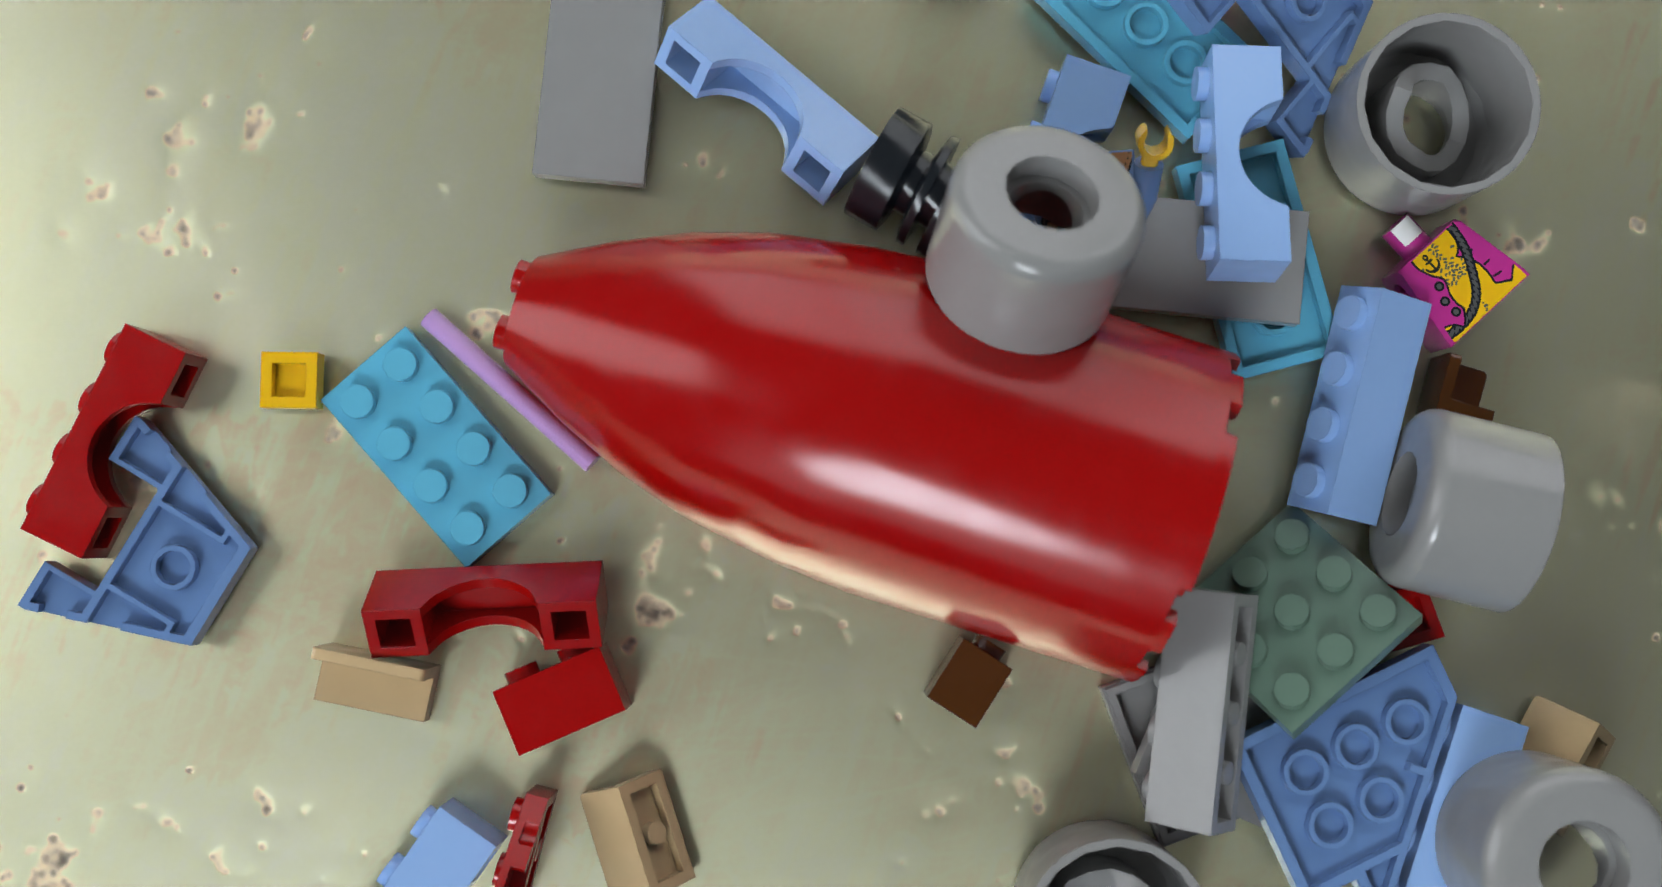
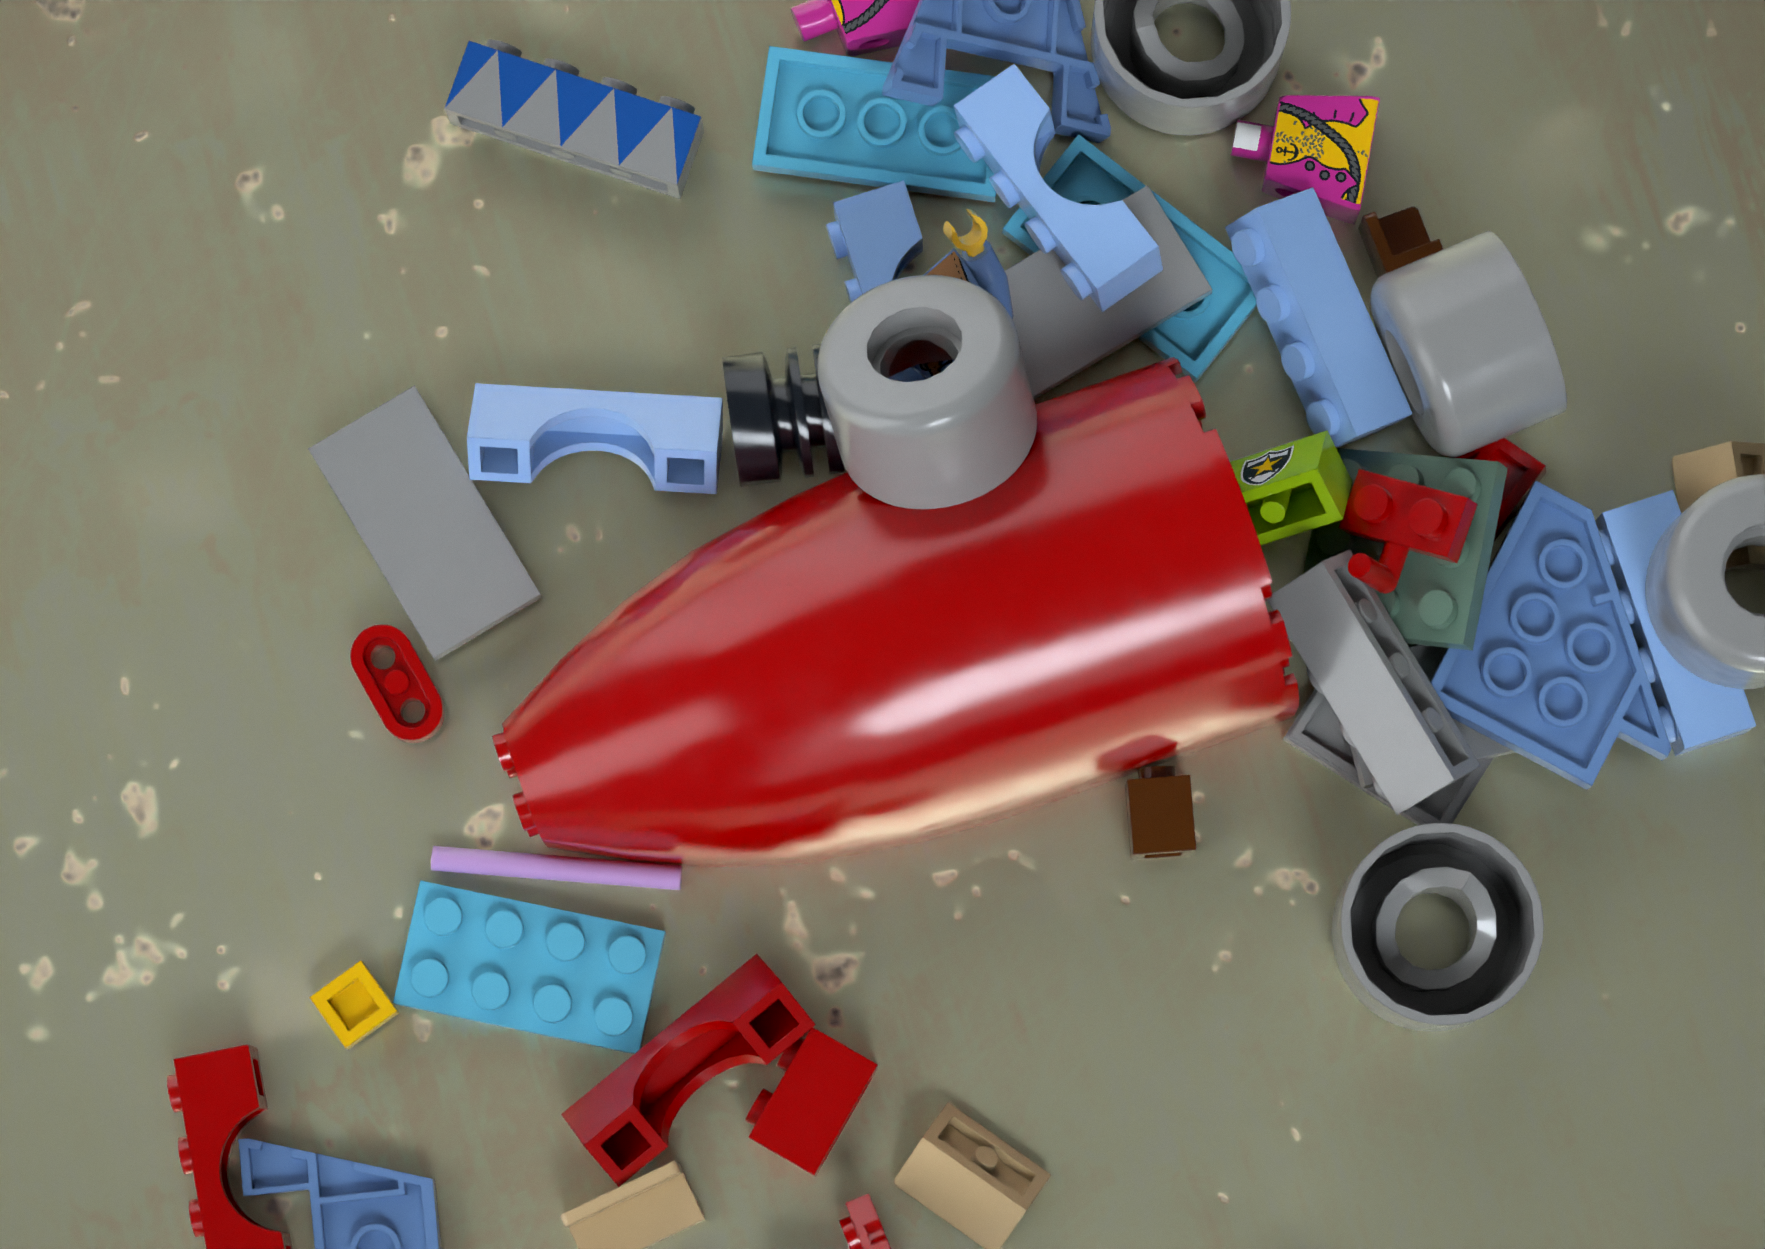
camera: 30 degrees left, 5 degrees down
(494, 175) = (397, 685): none -> red plate
(1258, 519) = (1294, 487): none -> lime brick
(1315, 603) = (1404, 520): none -> red plate

